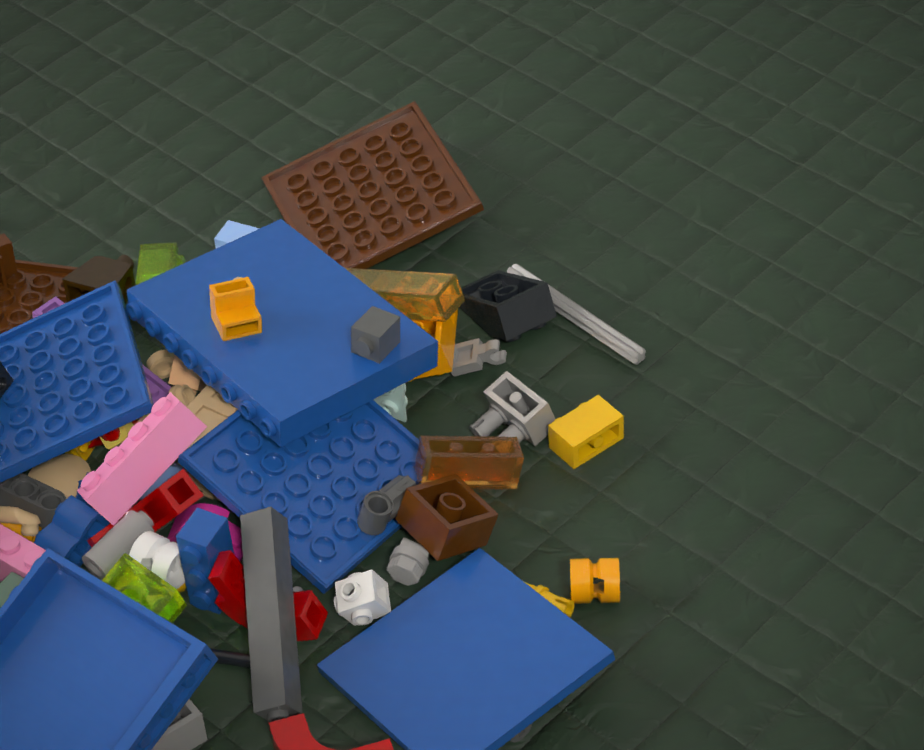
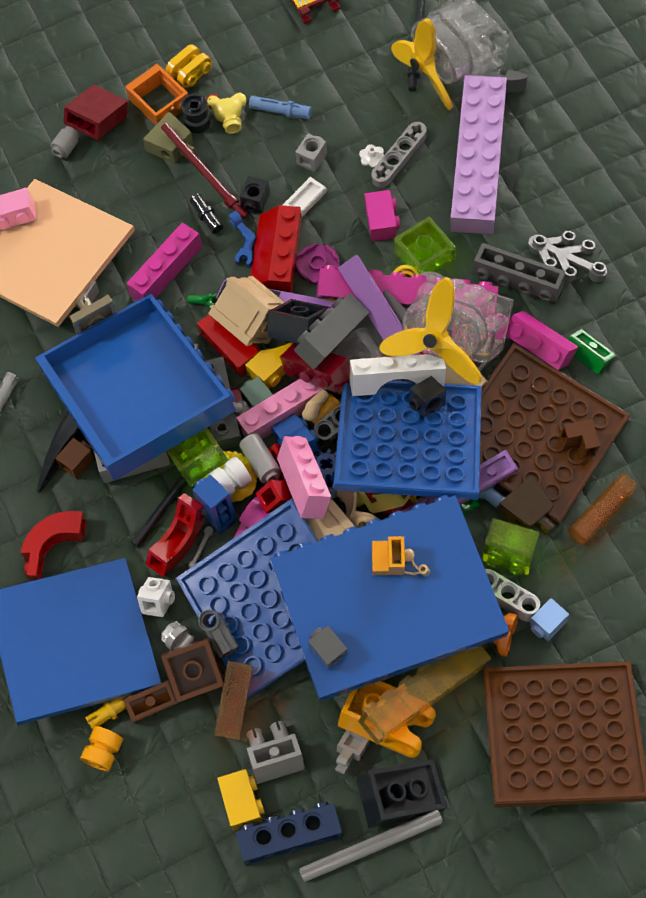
camera: 115 degrees right, 20 degrees up
(50, 231) = (602, 509): none -> clear orange piece
(270, 615) = (155, 530): dark grey brick -> none
(511, 553) = (150, 701): none -> reddish brown slope
(600, 372) = (328, 831): none -> dark blue brick

